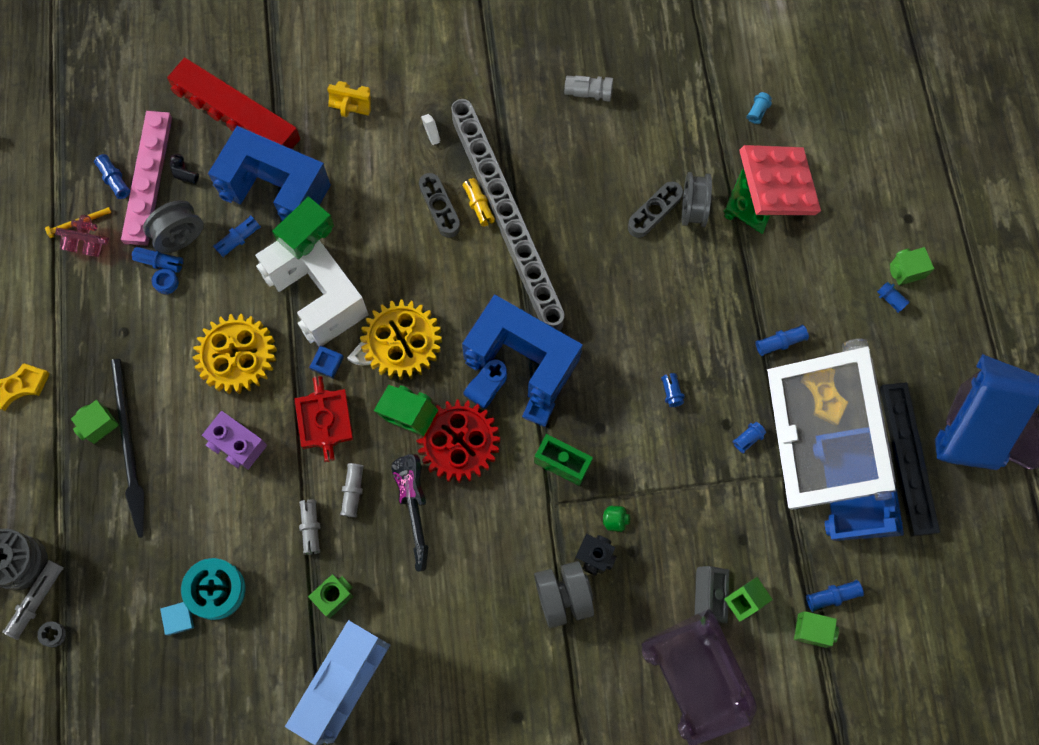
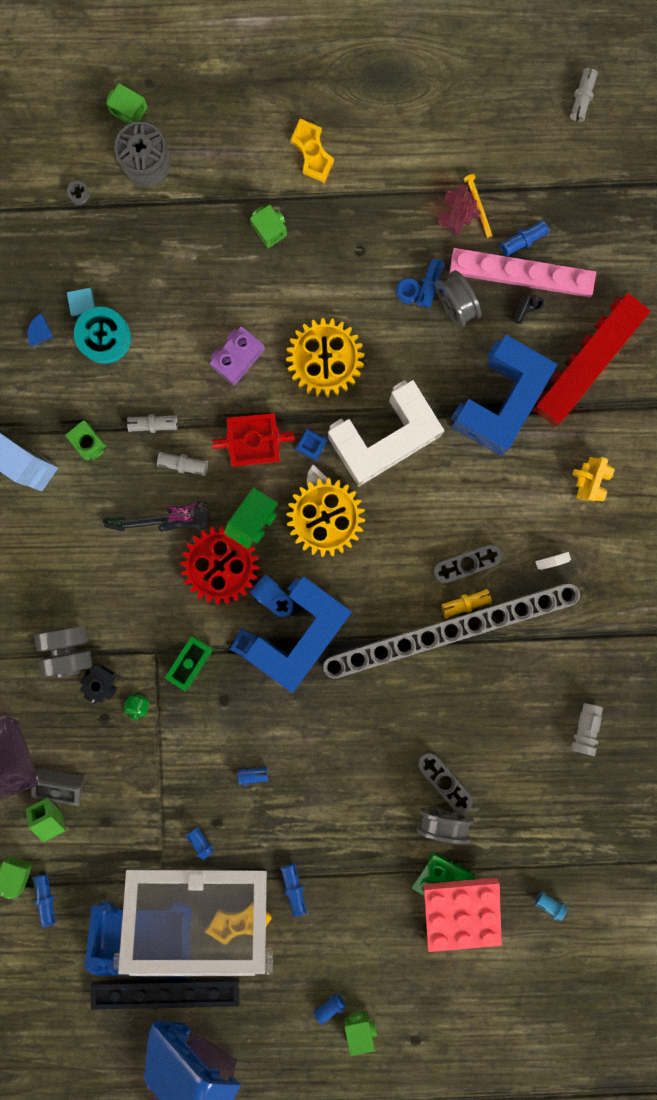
camera: 95 degrees right, 15 degrees up
(32, 600) = (86, 161): light grey pin -> none
(134, 493) = (199, 263): black piece -> none
(209, 664) = (38, 331): none -> blue tile
(236, 236) = (448, 361): blue pin -> none
(303, 228) = (432, 428): green brick -> none

